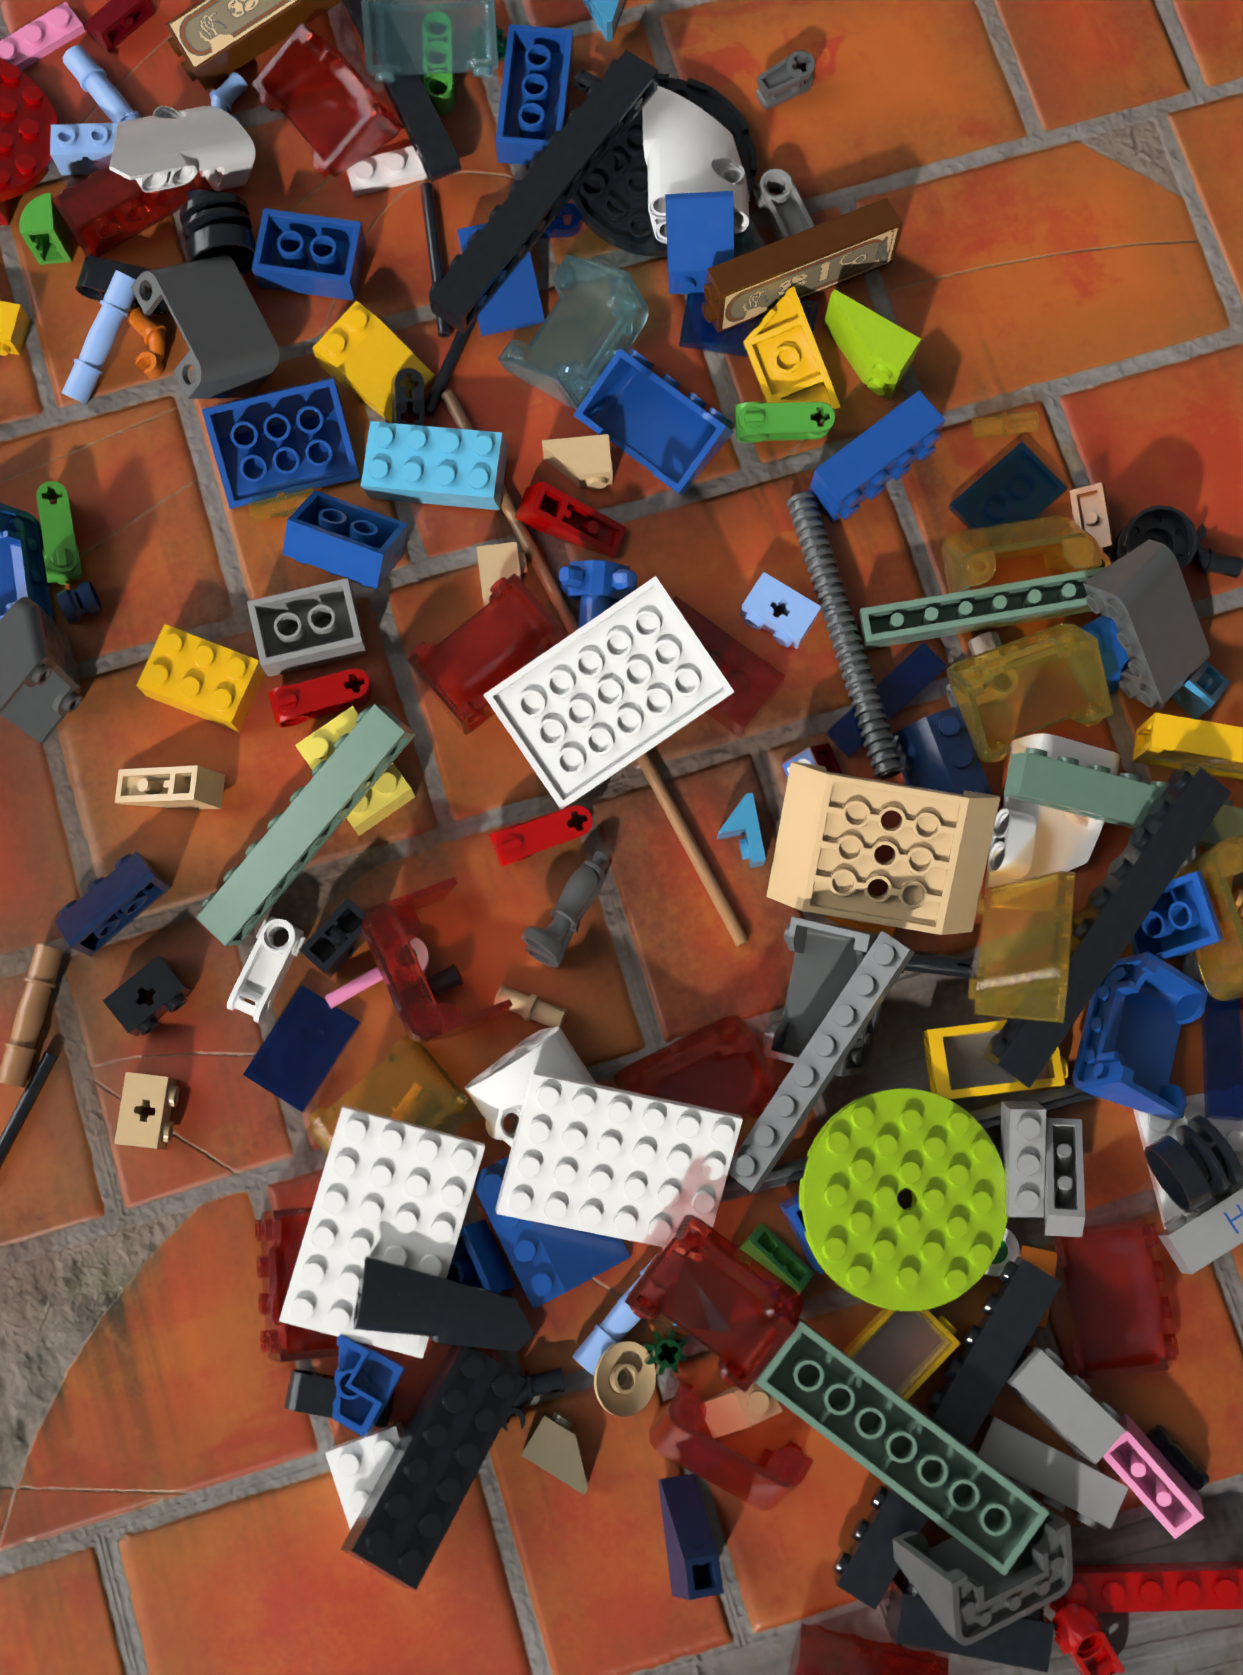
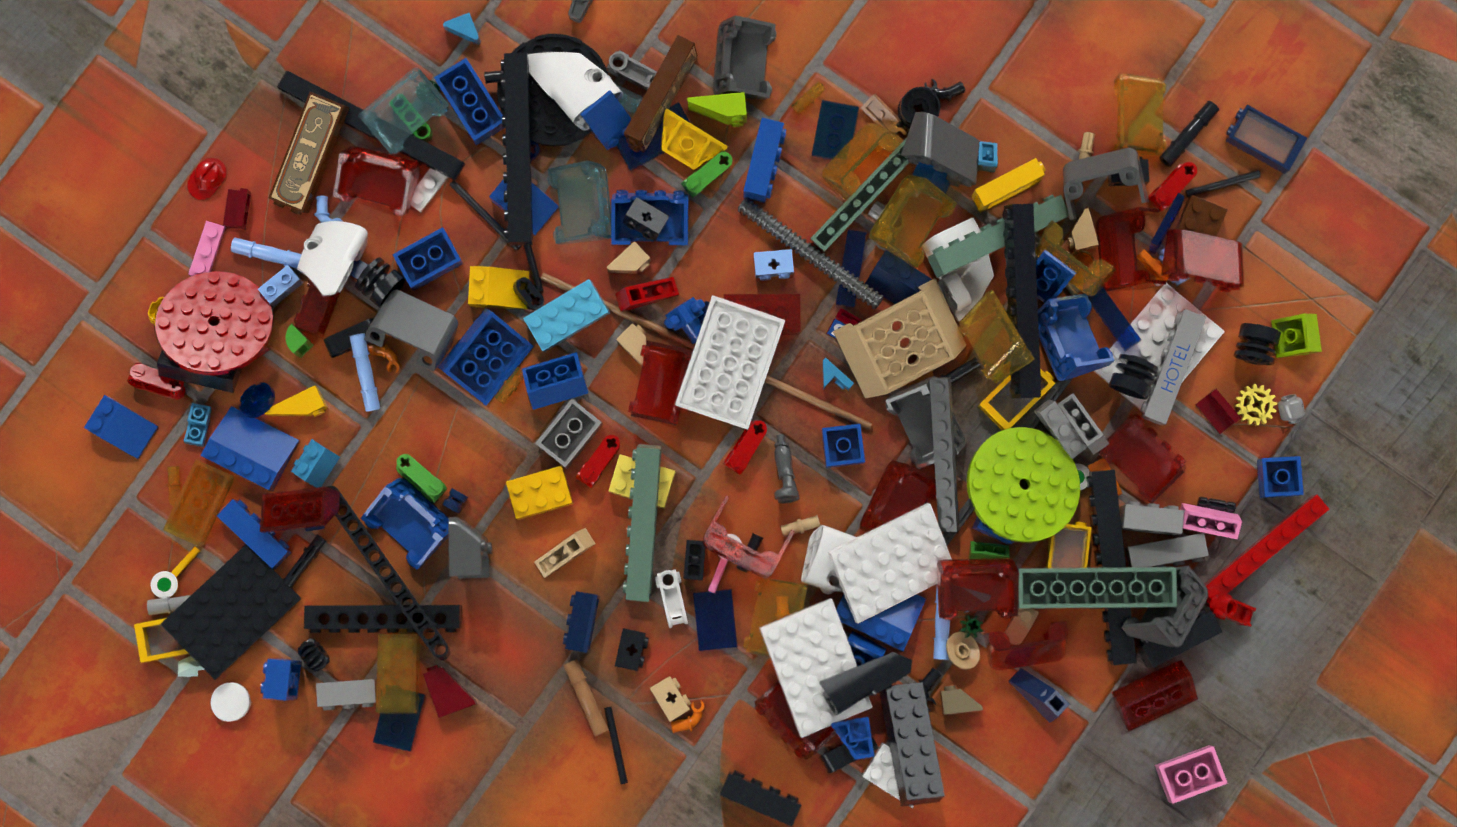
camera: 35 degrees left, 5 degrees up
(149, 1169) = (690, 722): none -> orange piece
(151, 1364) = (761, 799): none -> black brick
(647, 417) = (643, 211): none -> brick
(680, 937) = (843, 445): none -> blue brick
(959, 302) = (742, 57): none -> dark grey windscreen

